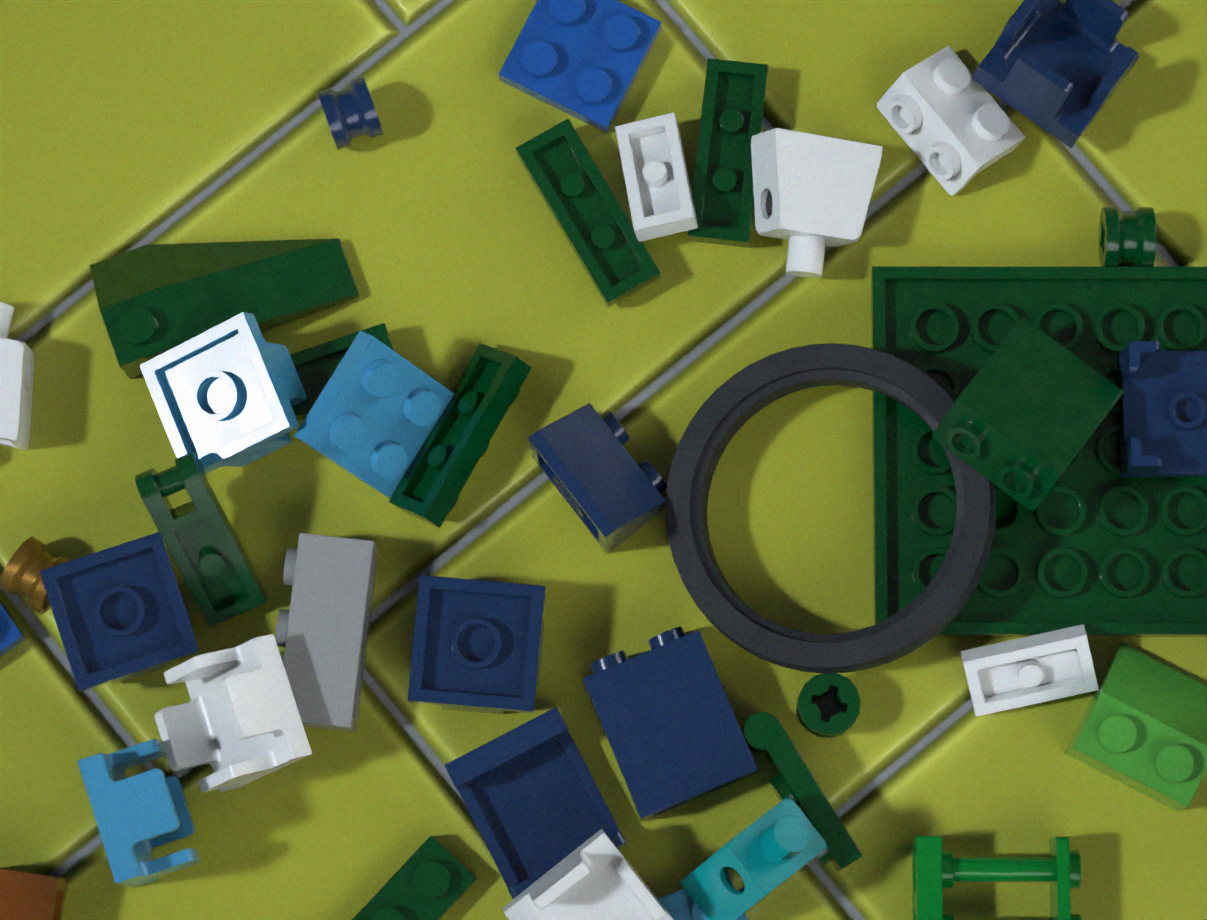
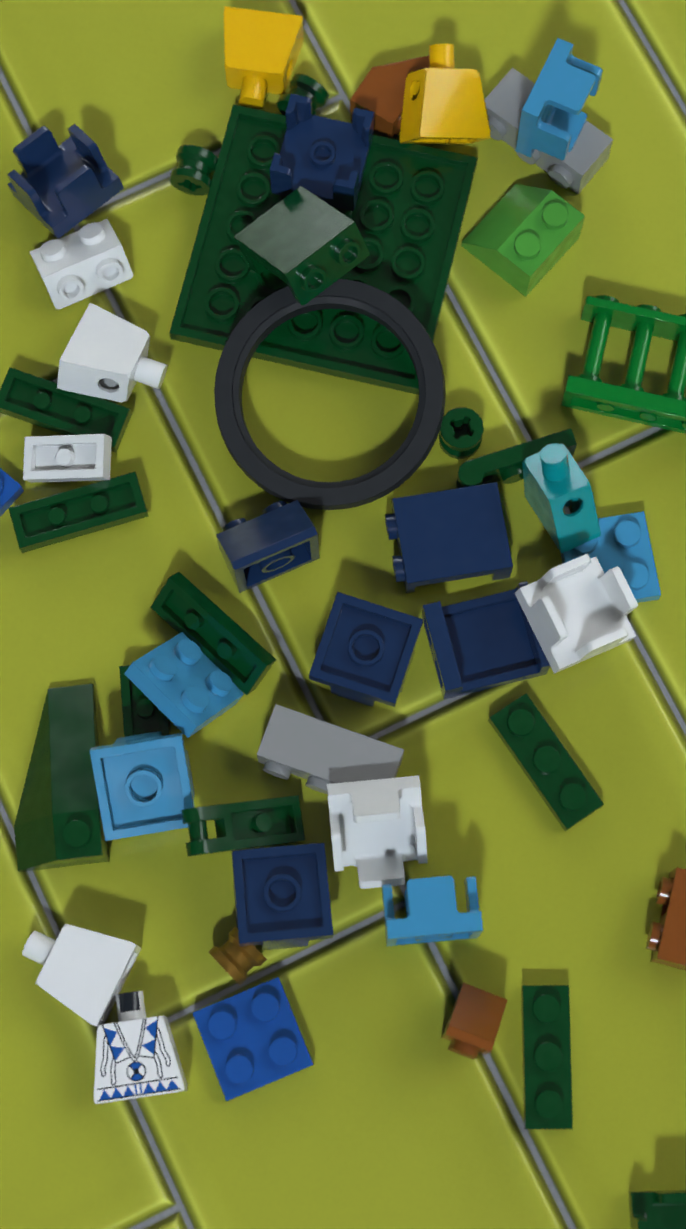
camera: 80 degrees left, 5 degrees down
(1029, 670) = (468, 298): white plate -> none

